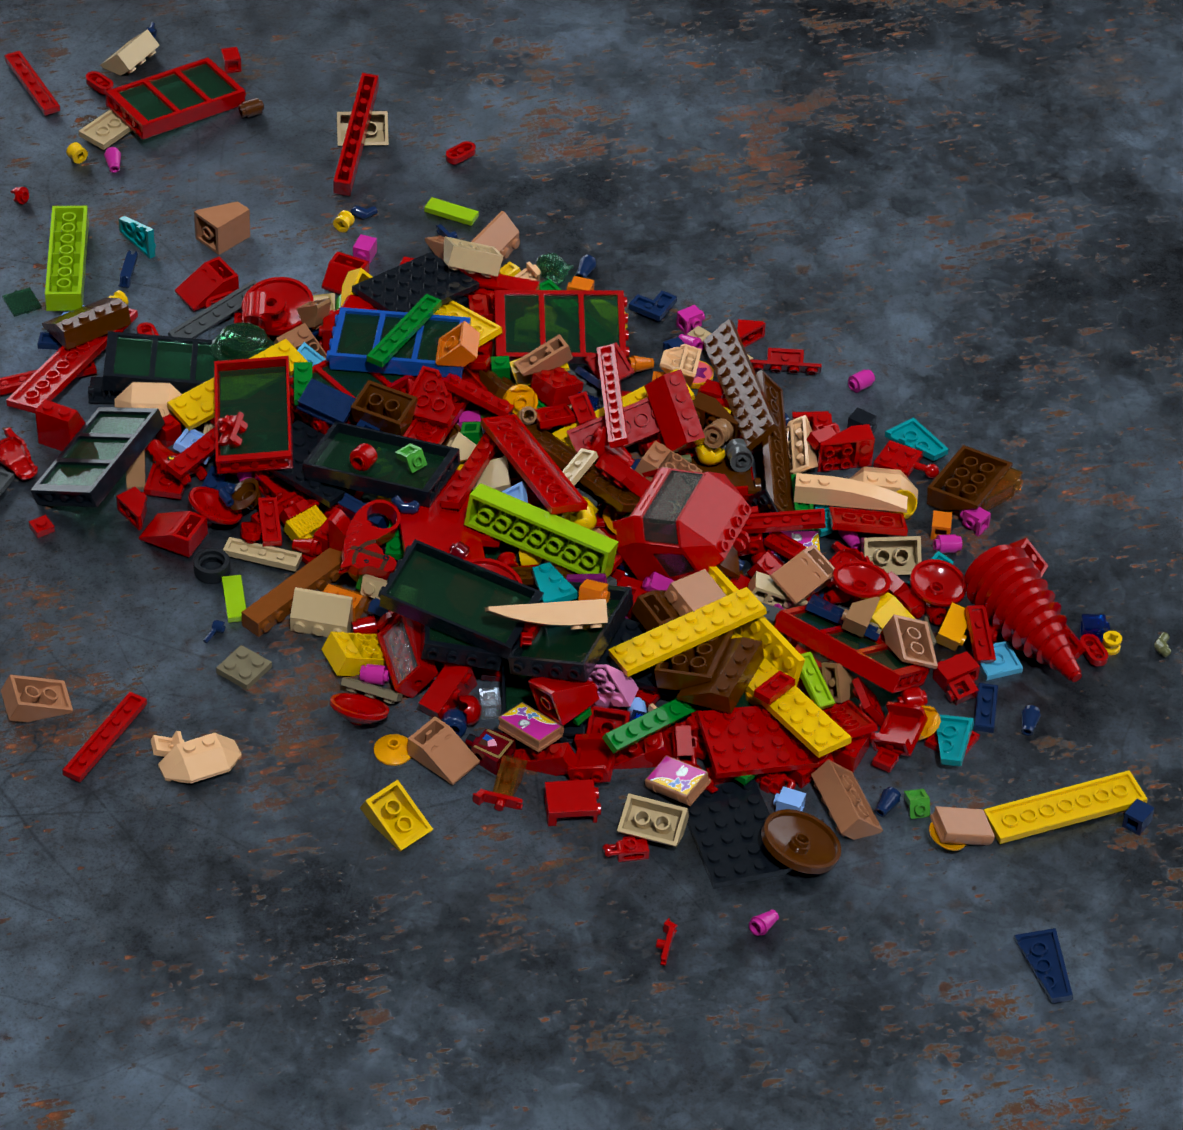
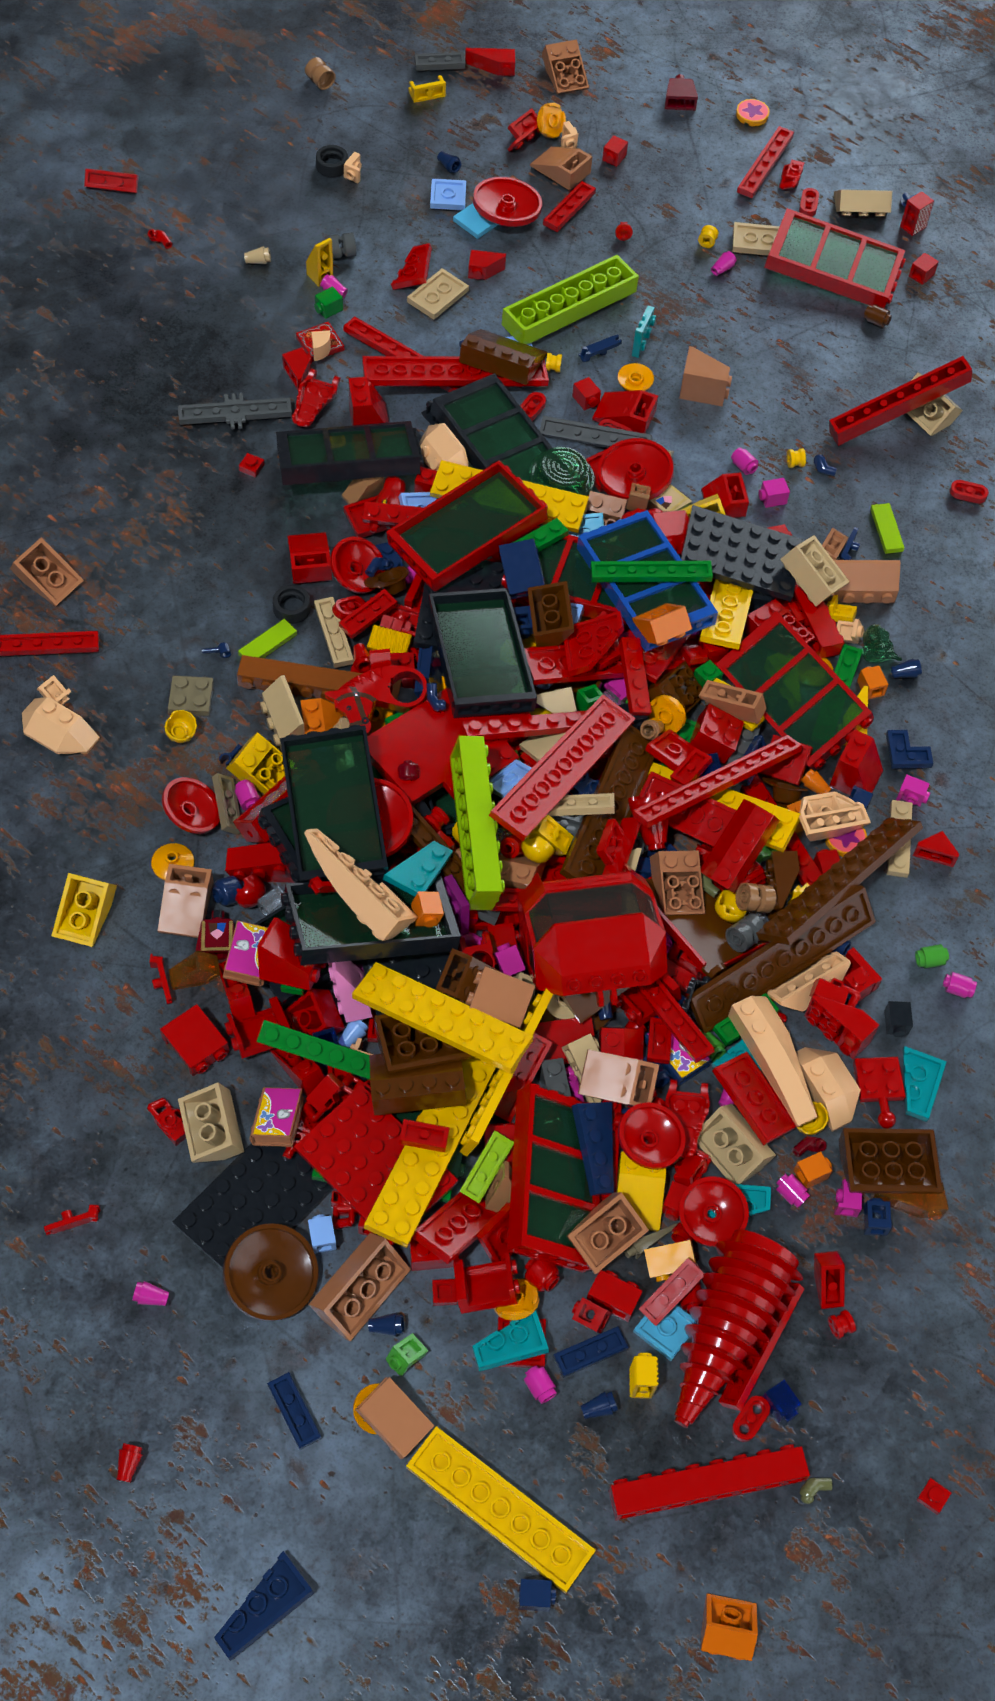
camera: 55 degrees right, 15 degrees up
(22, 302) = (500, 300): clear green piece -> none
(60, 76) = (791, 174): none -> red piece
(133, 506) = (318, 512): red slope -> none
(168, 299) = (586, 393): none -> red brick
(178, 31) = (916, 213): none -> red panel
(179, 264) = (635, 377): none -> light orange dish
(230, 427) = (435, 517): red hips -> none
(259, 308) = (607, 459): red piece -> none
(274, 682) = (180, 726): none -> yellow hair
(319, 249) = (744, 461): none -> dark pink brick
(325, 669) = (229, 756): none -> dark blue hand
(363, 457) = (464, 631): red head -> none
(412, 456) = (492, 667): bright green bracket -> none
(636, 381) = (784, 792): none -> reddish brown piece
(645, 331) = (858, 765): none -> red slope
(692, 341) = (881, 809): dark pink cone -> none
(786, 360) = (929, 902): red bracket -> none
(827, 382) = (931, 956): none -> bright green brick
(859, 616) = (594, 1162): medium nougat slope -> none
(885, 989) = (128, 1462): none -> red cone
(913, 884) = (294, 1411): none -> dark blue tile
(919, 518) = (809, 1144): none -> dark red arm
(992, 742) = (540, 1384): none -> dark pink brick
(1001, 512) = (883, 1211): none -> dark blue brick
(1028, 681) = (643, 1376): none -> yellow brick
(1061, 570) = (841, 1324): none -> red wheel
(1112, 642) = (772, 1436): yellow wheel -> none
(1122, 693) = (708, 1482): none -> red brick

